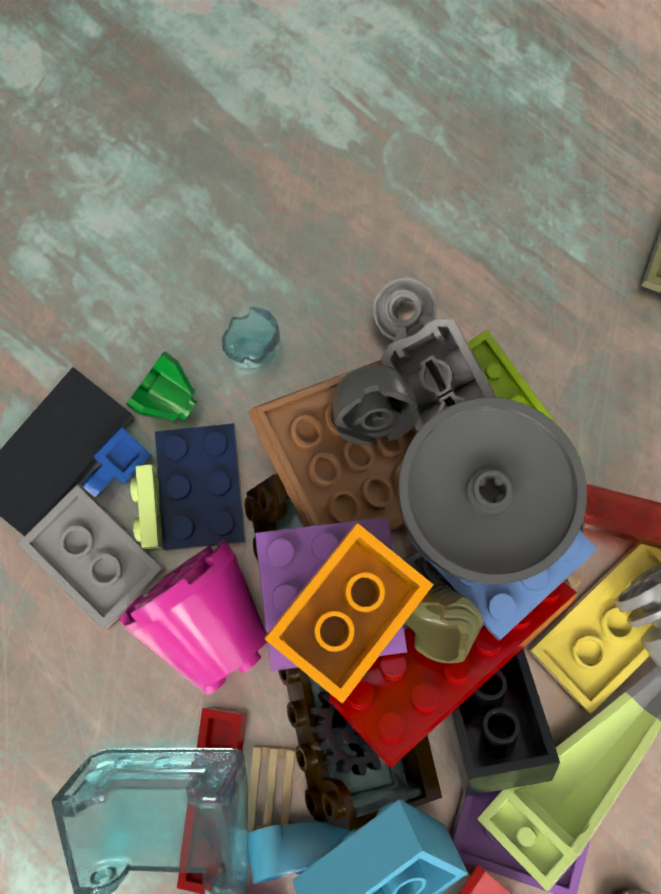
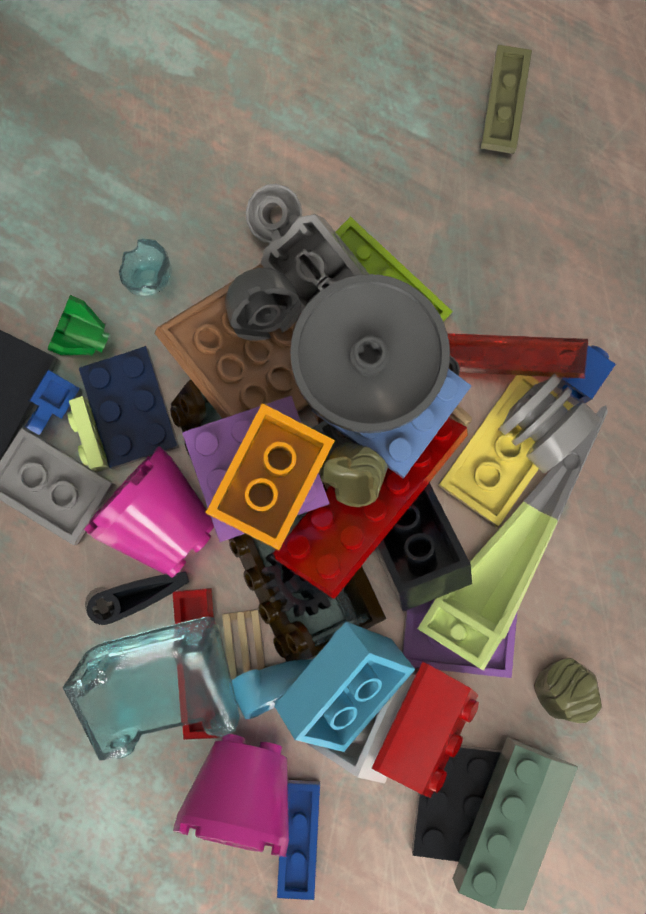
camera: 10 degrees left, 5 degrees up
(152, 705) = (132, 596): none -> black piece

